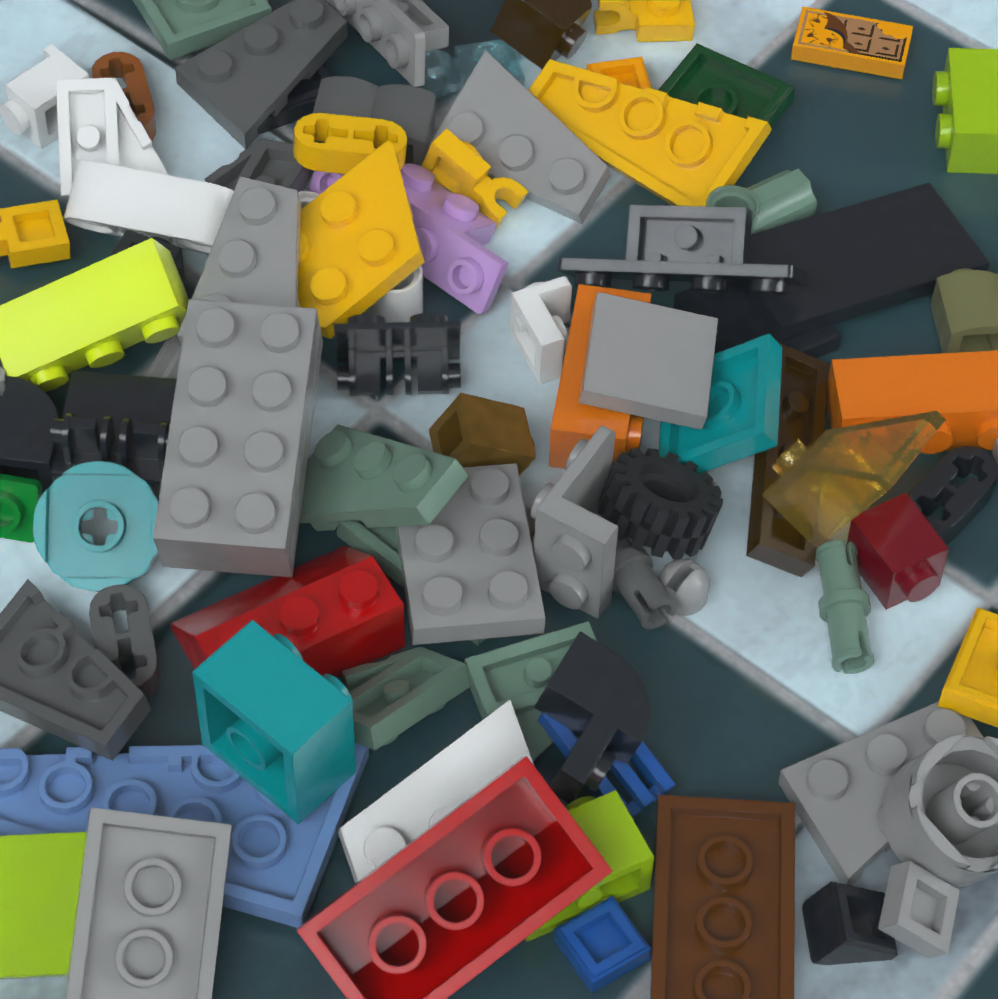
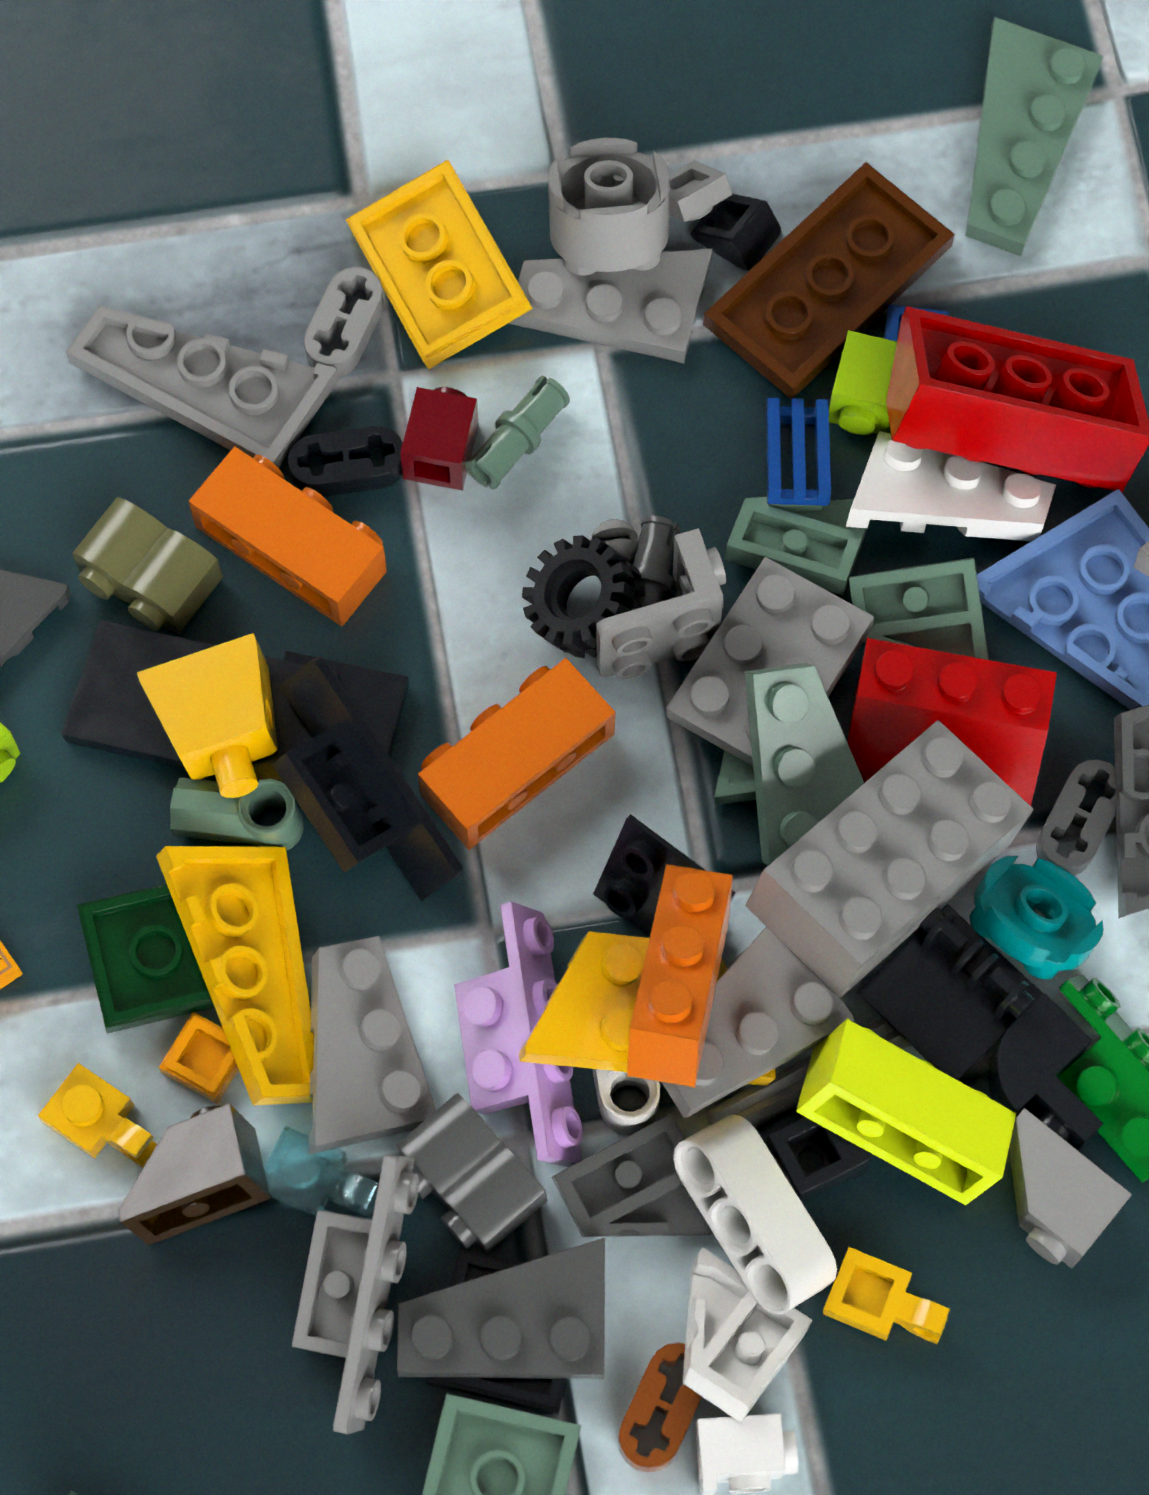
camera: 140 degrees left, 15 degrees up
(276, 720) = (1051, 590): teal brick -> none
(319, 223) = (679, 976): none -> orange brick
(346, 138) = (526, 1133): yellow beam -> none
(464, 172) = (442, 1053): yellow plate -> none
(483, 433) = (672, 755): pearl gold brick -> none
(539, 326) = (526, 834): white bracket -> none
(601, 702) = (804, 443): black brick -> none
(649, 361) = (487, 702): light grey tile -> none
(740, 408) = (459, 638): teal plate -> none
(802, 419) = (438, 574): dark brown plate -> none
(829, 224) = (217, 711): none -> yellow torso
(845, 472) = (425, 483): clear yellow slope -> none

